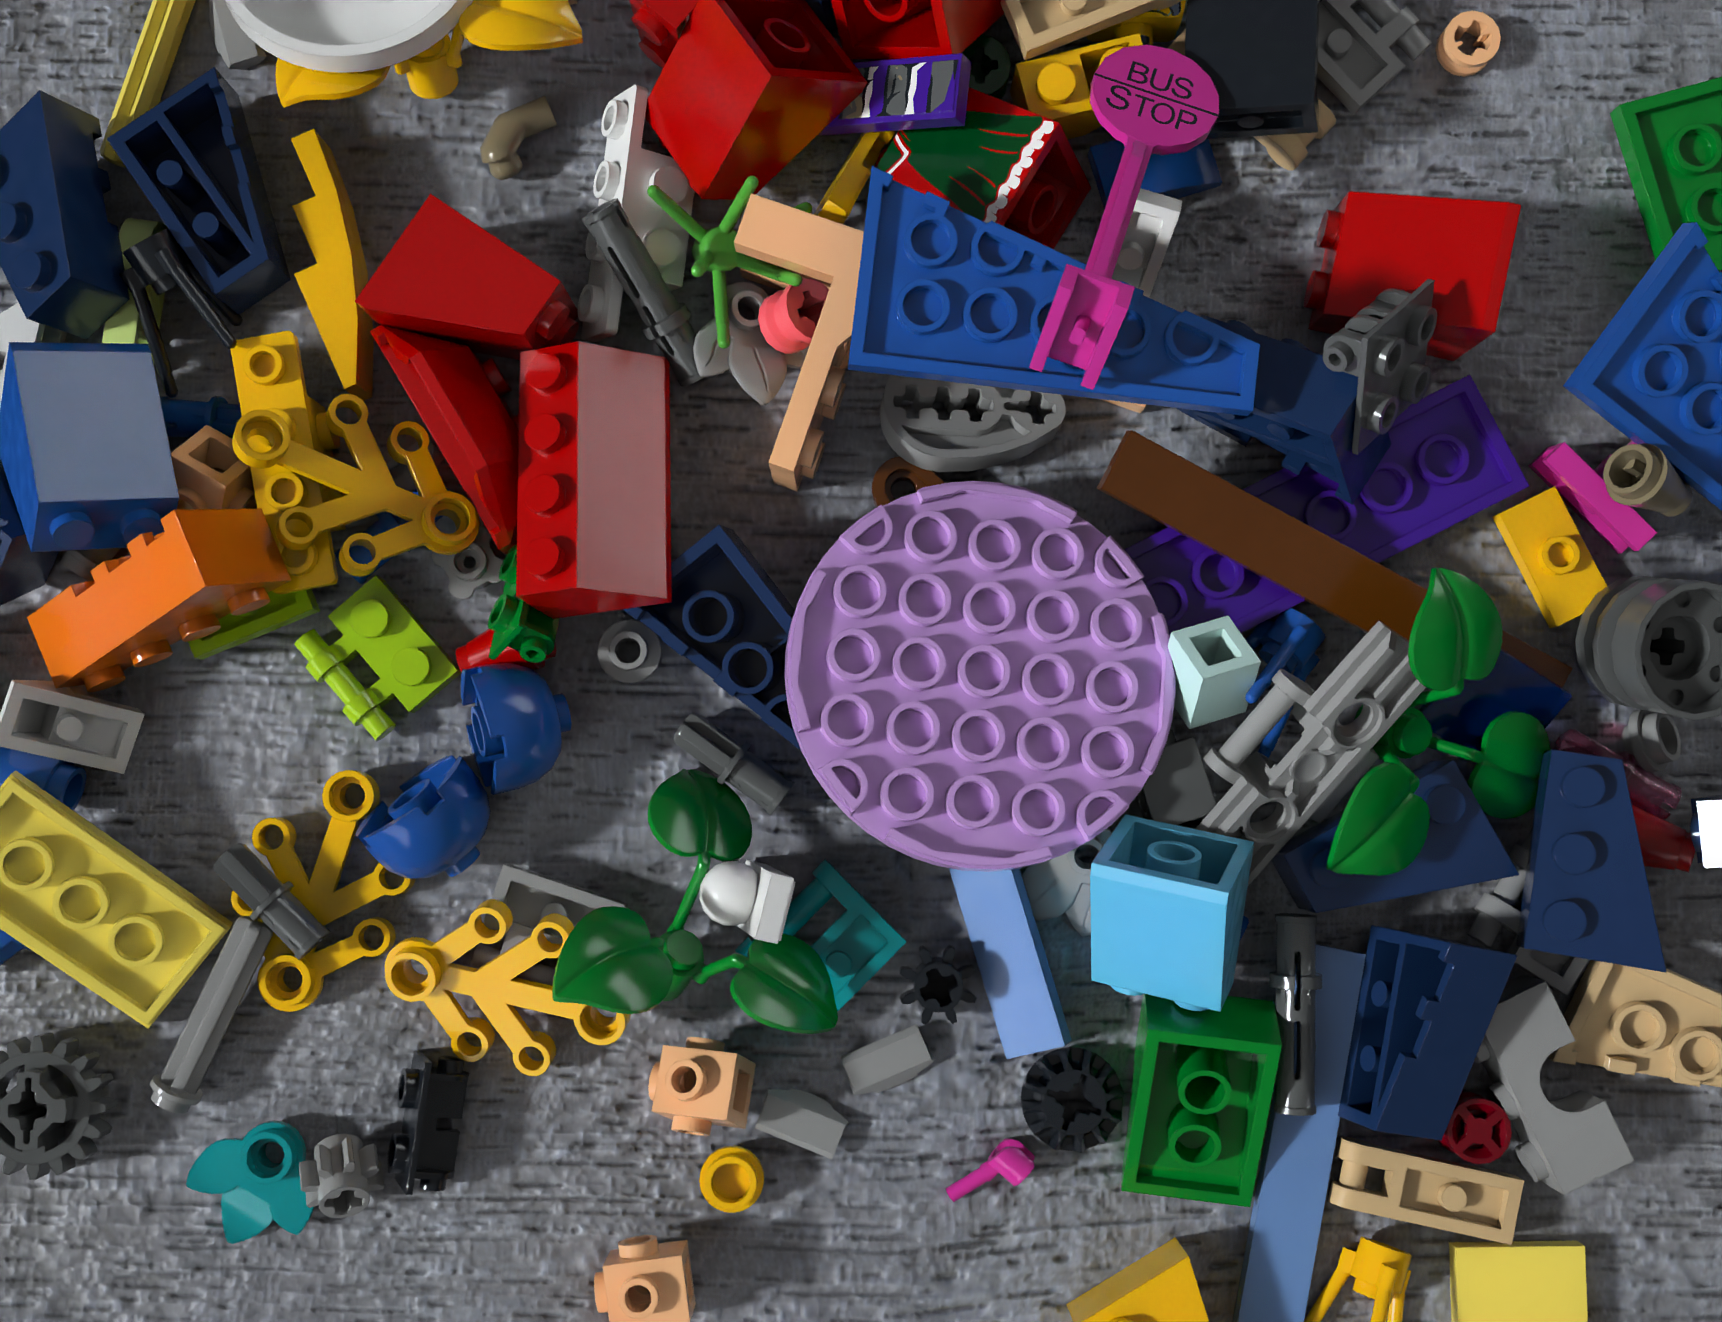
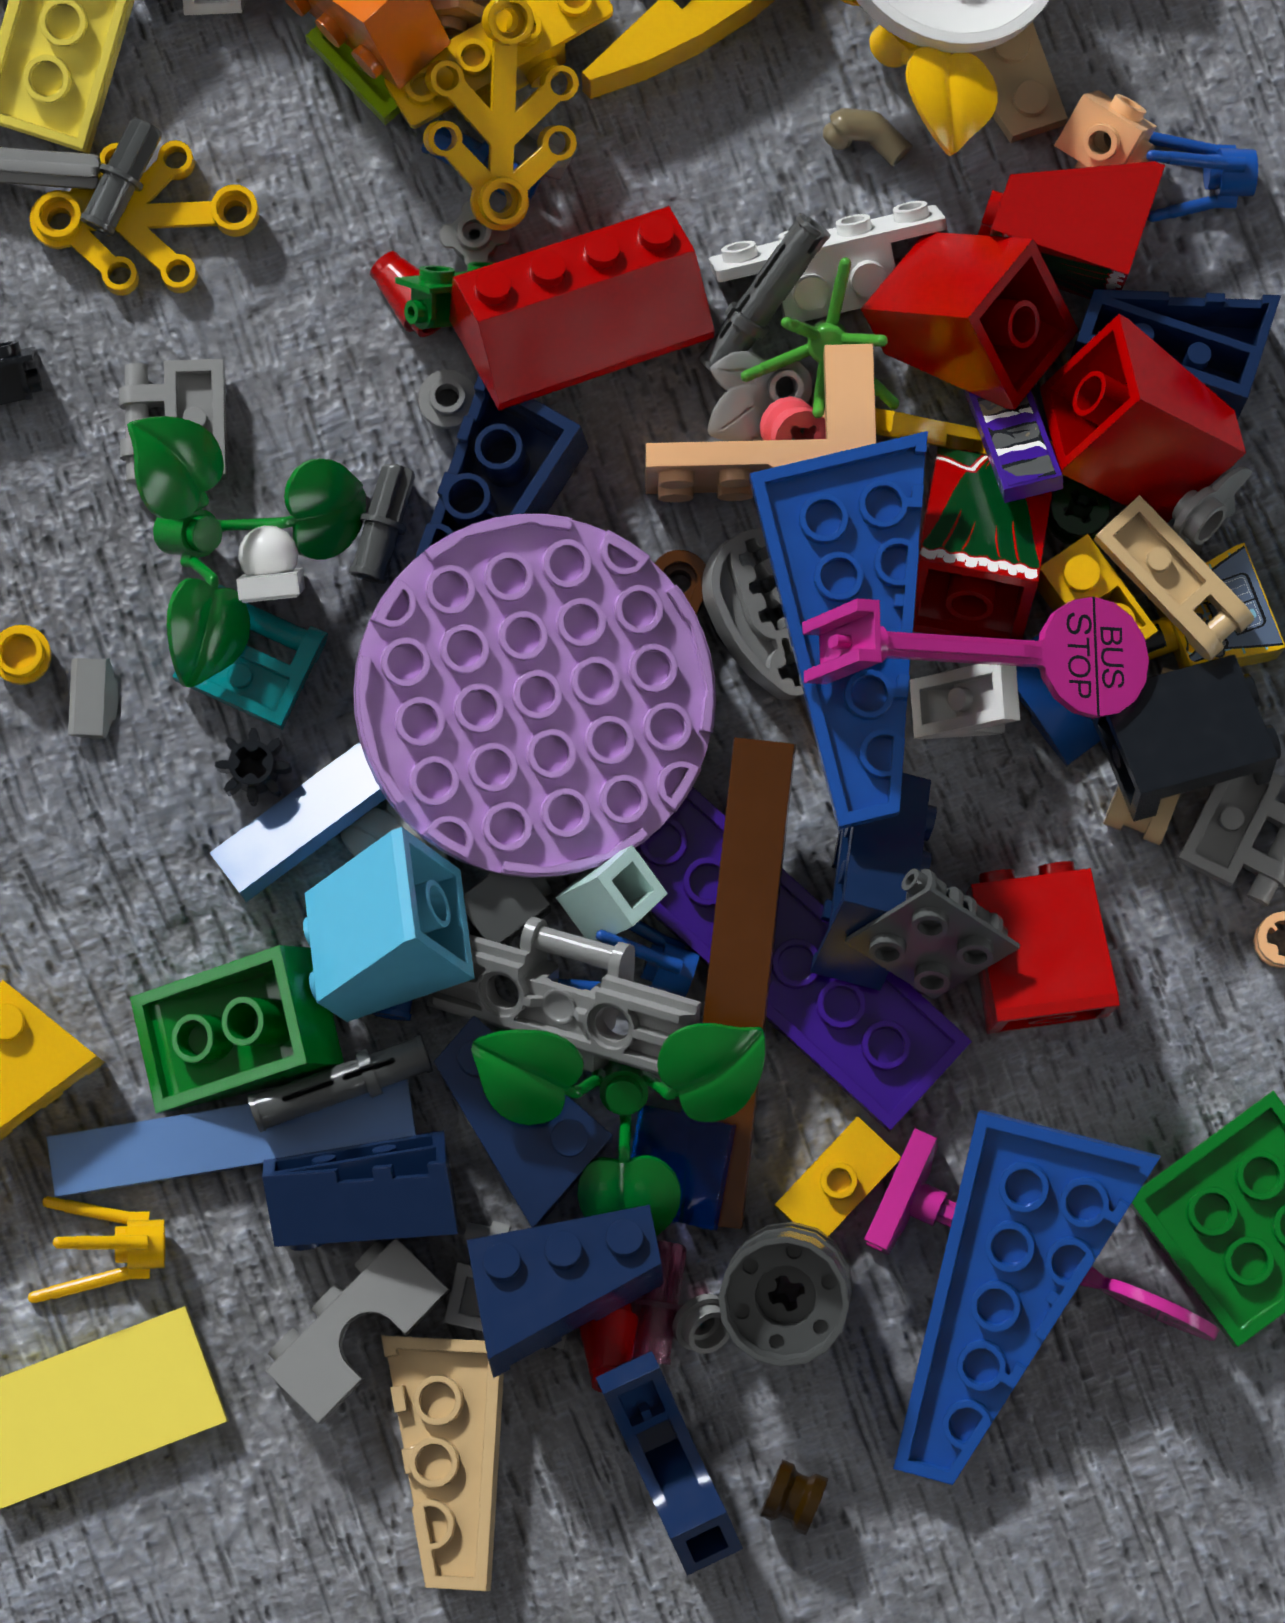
camera: 70 degrees right, 5 degrees down
(392, 644) = (377, 199): lime plate -> none
(431, 823) = (235, 284): blue cylinder -> none
(466, 418) = (599, 184): red wedge -> none
(467, 288) = (707, 143): red slope -> none
(494, 988) = (111, 392): yellow plant -> none
(513, 724) = (347, 322): blue cylinder -> none
(701, 1086) = (93, 595): light nougat brick -> none
(887, 1061) = (170, 753): light grey piece -> none
(1008, 1158) = (121, 889): dark pink hand -> none
(1060, 1071) = (213, 944): black gear -> none
(1428, 1191) = (225, 1264): tan plate -> none
(1484, 1136) = (287, 1277): dark red wheel -> none
(1646, 480) = (925, 1217): dark tan cone -> none

